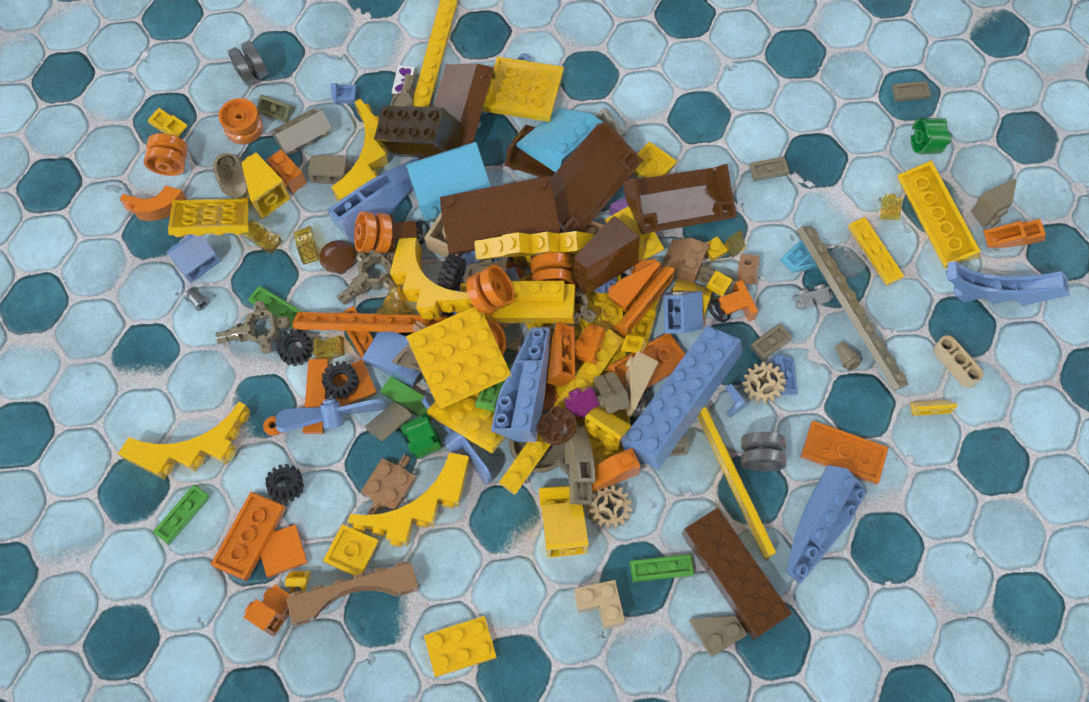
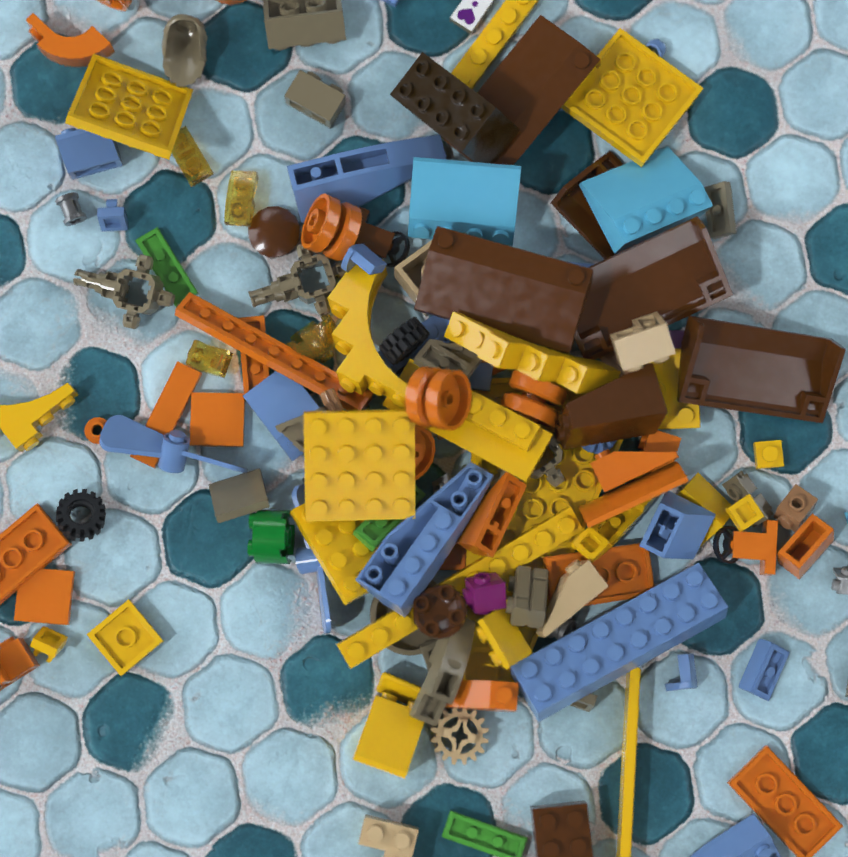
camera: 20 degrees right, 15 degrees up
(226, 291) = (112, 217): none -> medium blue tile
(264, 186) = (217, 87): yellow slope -> none
(287, 171) = (260, 80): orange brick -> none
(294, 358) = (155, 325): black tyre -> none
(344, 390) = (200, 396): black tyre -> none
(370, 160) = (376, 110): yellow arch -> none
(388, 485) = (205, 575): medium nougat plate -> none
(394, 581) = (44, 687): medium nougat arch -> none
(396, 239) = (364, 258): none -> medium blue tile
(403, 98) = (458, 39): dark tan piece -> none
(404, 396) = (275, 469): bright green tile -> none
(422, 511) = (232, 630): yellow arch -> none
(460, 646) = (203, 813): yellow plate -> none
(589, 343) = (535, 516): orange wing -> none
(603, 205) = (643, 343): none -> tan brick
(654, 162) = (752, 293): yellow plate -> none
(685, 257) = (719, 451): medium nougat slope -> none
(735, 244) = (798, 463): clear yellow slope -> none
(760, 375) = (742, 662): tan gear -> none
(763, 451) = (682, 757): flat silver wheel -> none
(767, 287) = (805, 546): none -> orange brick
(771, 342) = (772, 619): dark tan plate -> none

